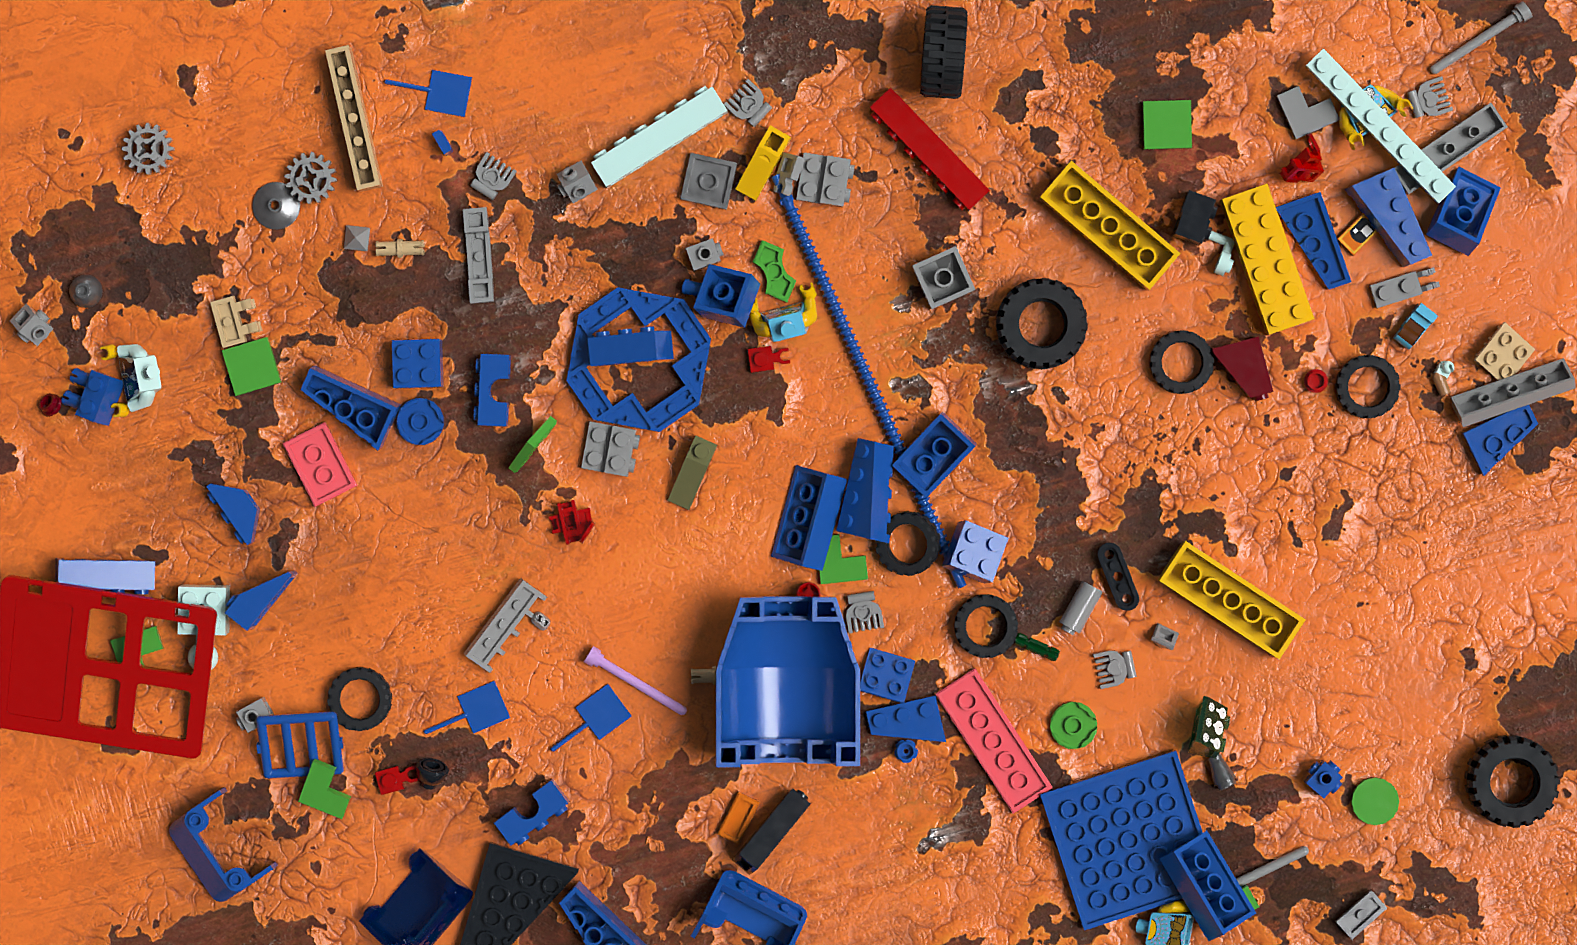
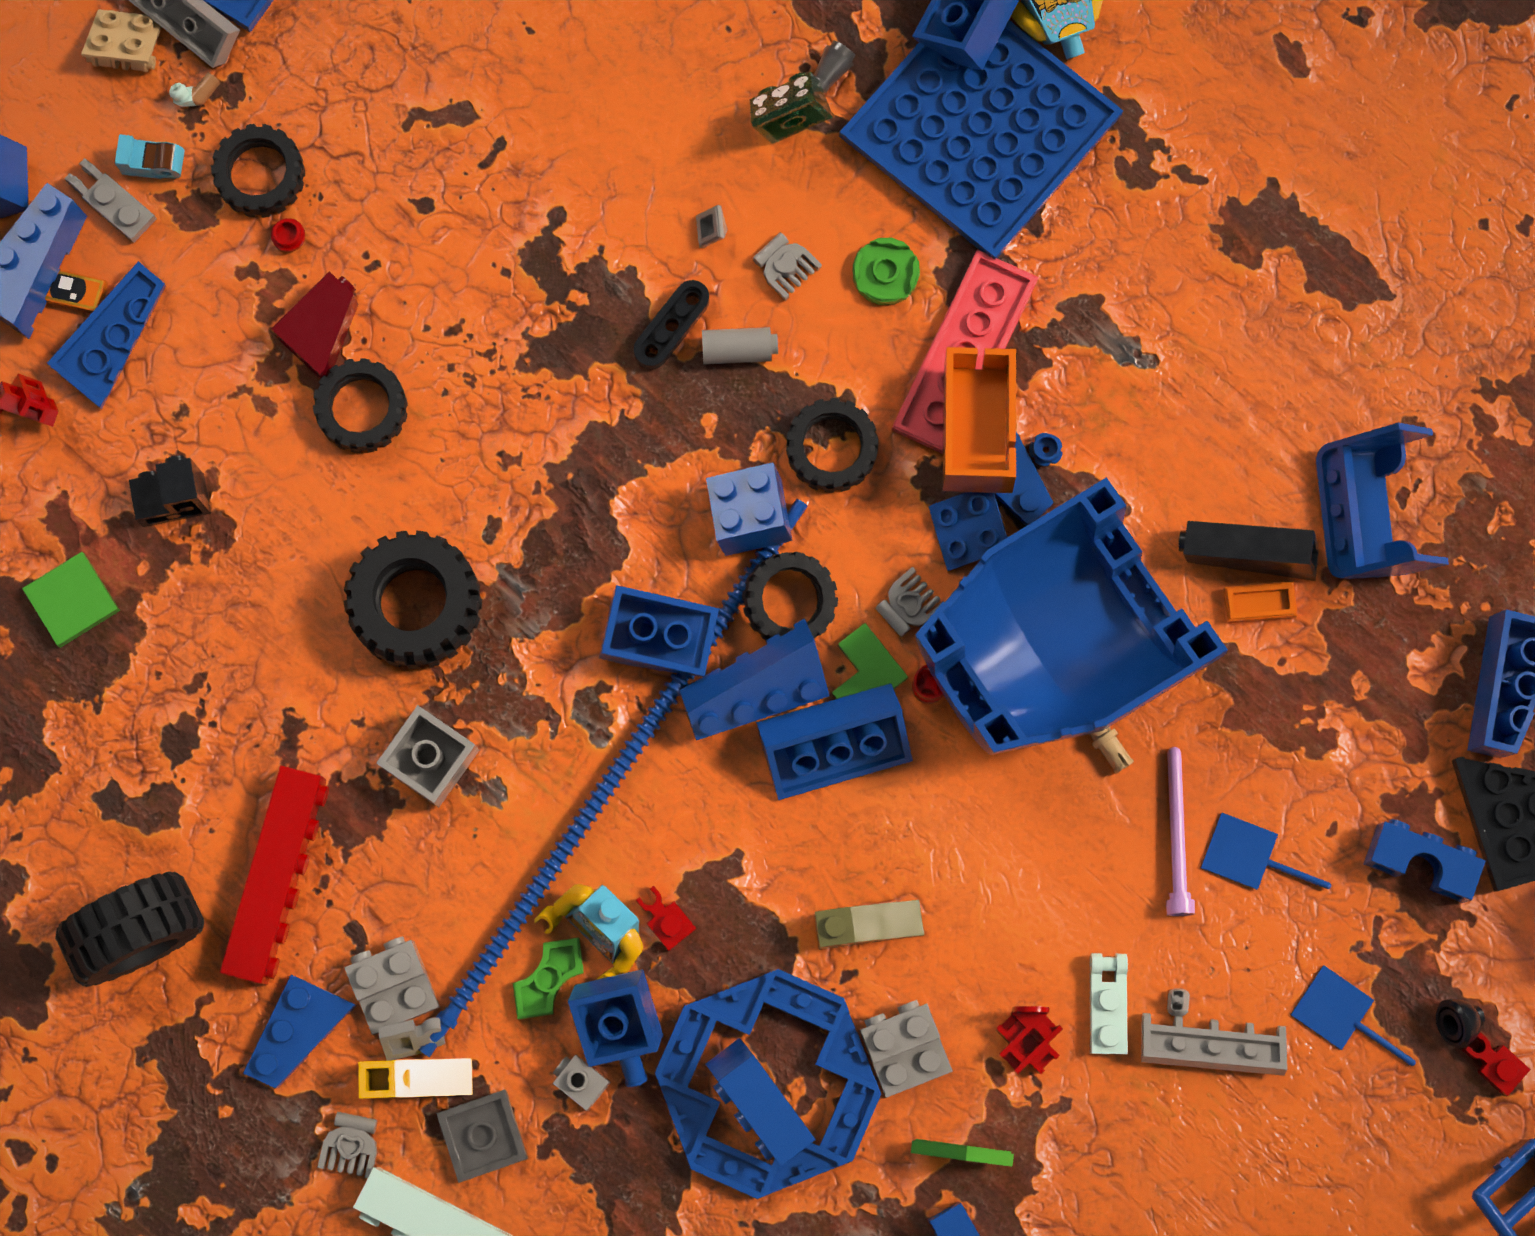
camera: 125 degrees left, 10 degrees down
(364, 674) = (1466, 1175): black tyre -> none
(563, 580) = (1108, 1005): none -> light aqua plate
(834, 111) = (295, 1028): none -> blue wing
(943, 718) = (979, 421): none -> orange piece
(1036, 647) = (818, 368): dark green axle -> none
(1109, 226) = (239, 591): yellow brick -> none
(1224, 262) = (204, 427): light aqua plate -> none
(1231, 599) = (616, 173): yellow brick -> none
(1266, 259) = (170, 377): yellow brick -> none

